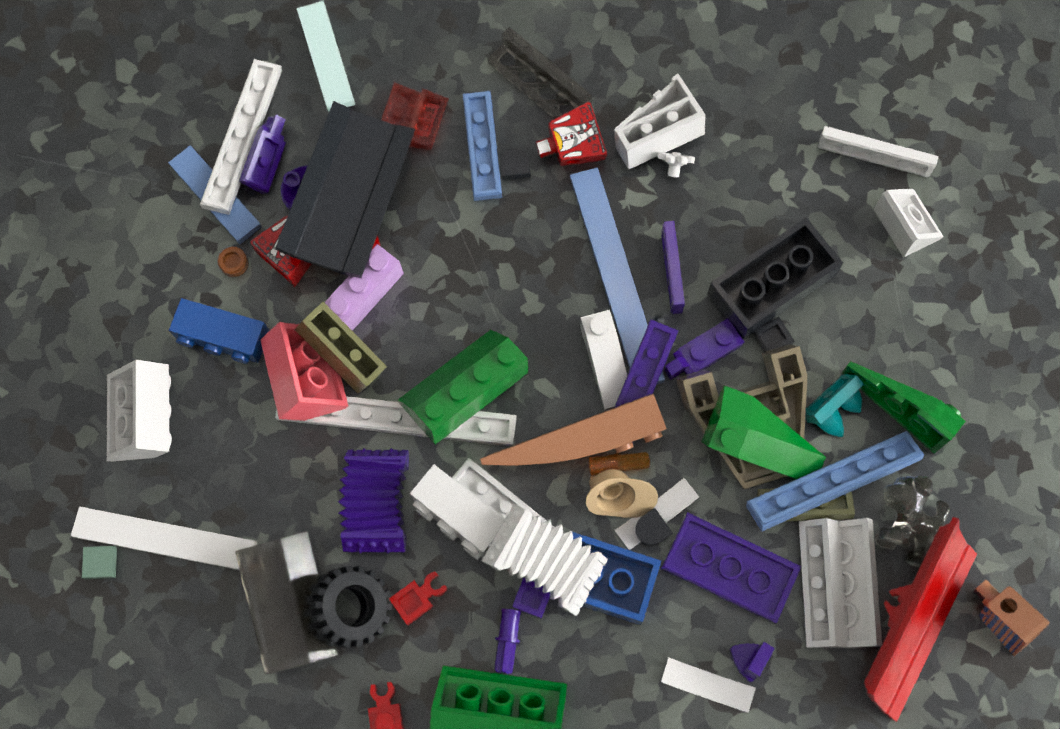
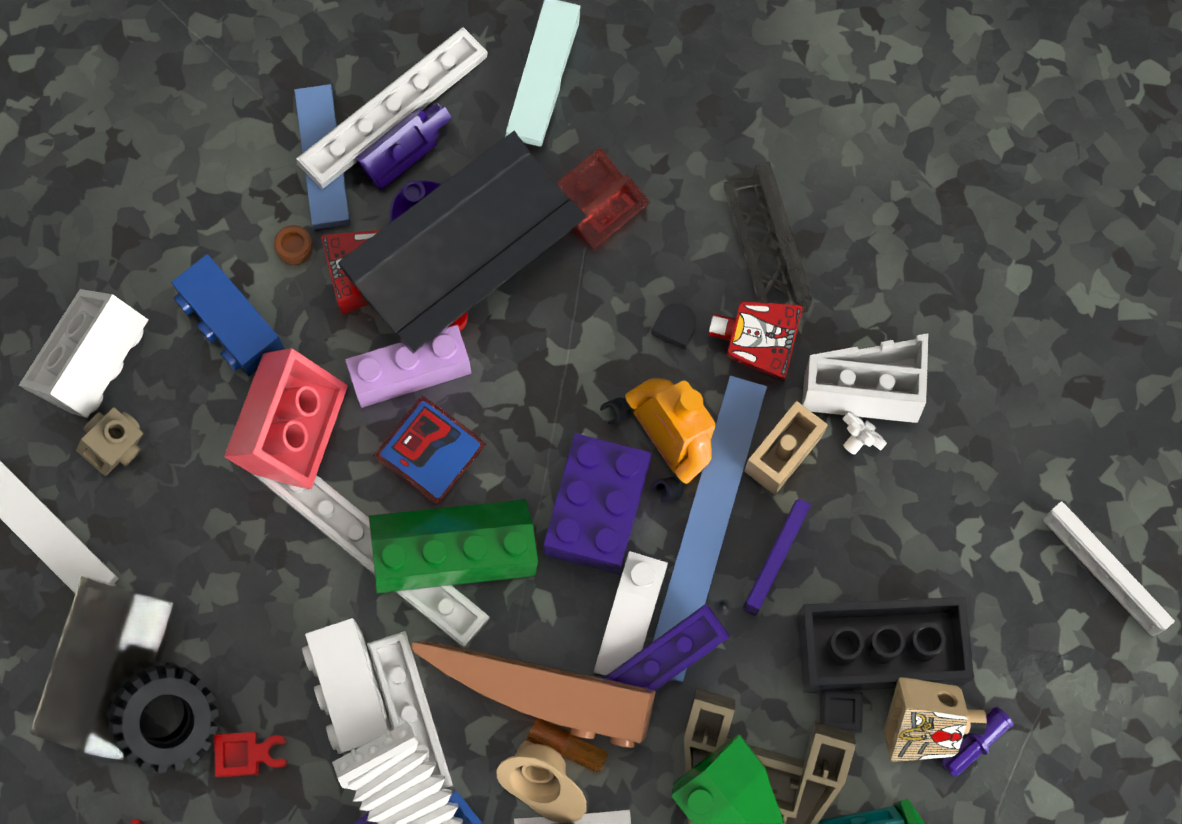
camera: 25 degrees right, 0 degrees up
(194, 456) = (110, 440): none -> dark tan brick
(340, 347) = (341, 419): olive brick -> none
(372, 501) = (269, 612): dark purple piece -> none
(409, 335) = (429, 449): none -> slope
(482, 146) = (653, 280): medium blue tile -> none
(540, 302) = (597, 503): none -> dark purple brick
(556, 223) = (675, 424): none -> light orange torso
(635, 196) = (785, 447): none -> tan brick
(705, 350) = (752, 676): dark purple hinge -> none
(831, 307) = (929, 720): none -> tan torso
(866, 303) = (974, 745): none -> dark purple axle
(906, 220) = (1091, 673): white slope -> none

